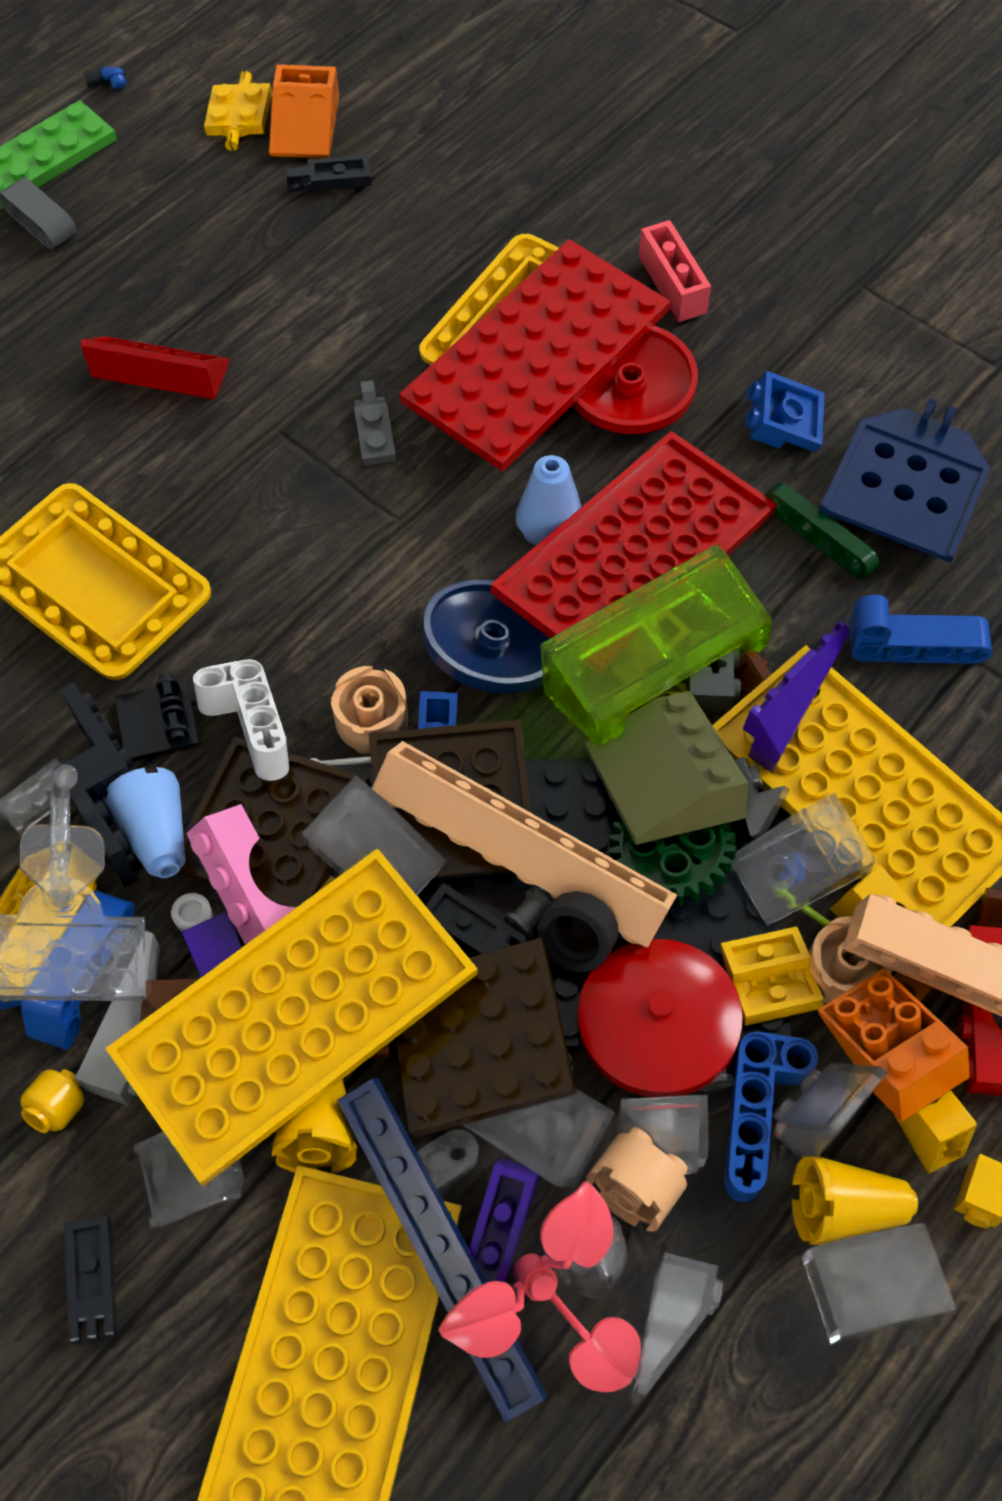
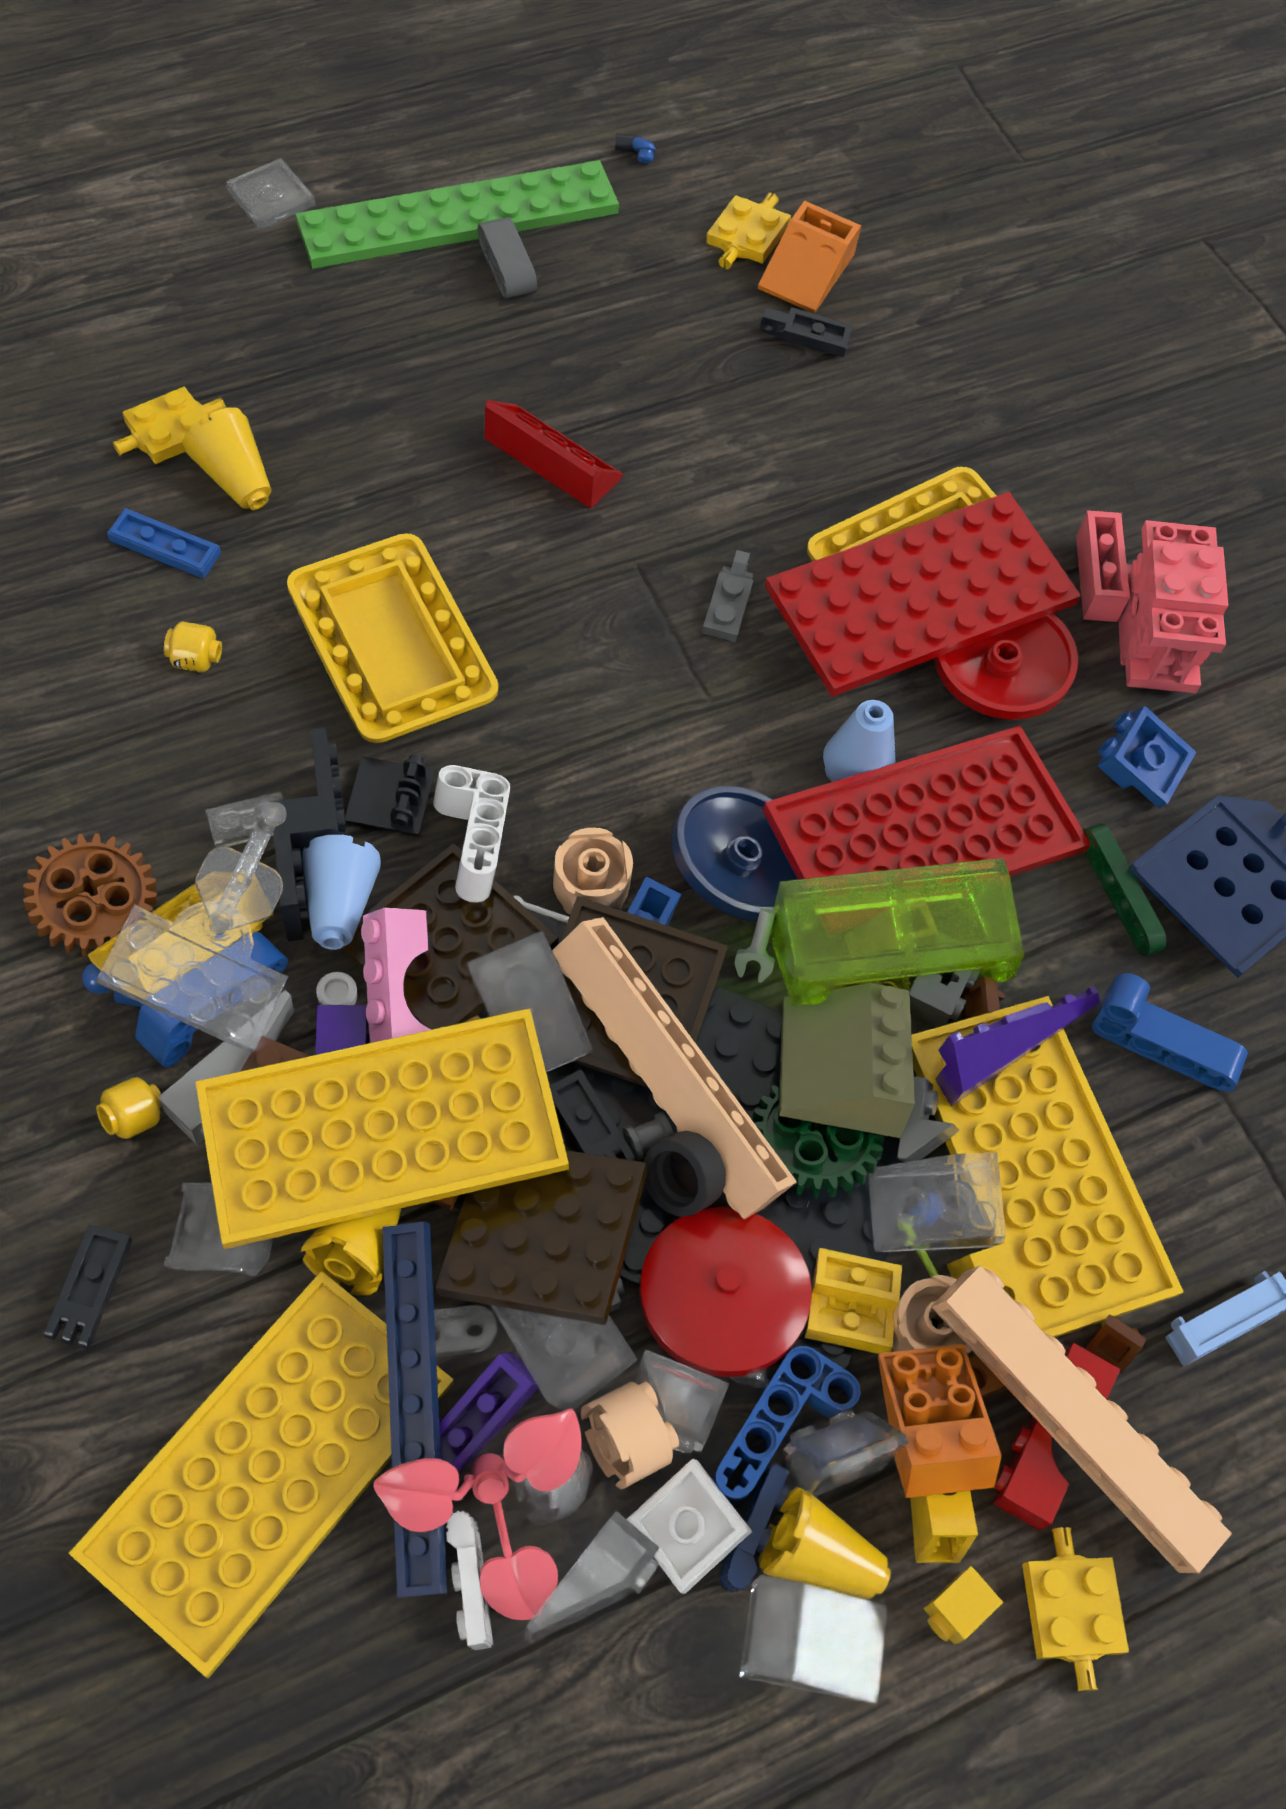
camera: 15 degrees right, 0 degrees up
(543, 710) = (757, 950): none -> light grey bar
(557, 1373) = (475, 1618): none -> white hinge
(729, 1232) = (690, 1525): none -> white tile
(752, 279) = (1173, 607): none -> coral piece
(782, 1212) = (768, 1495): none -> dark blue hinge

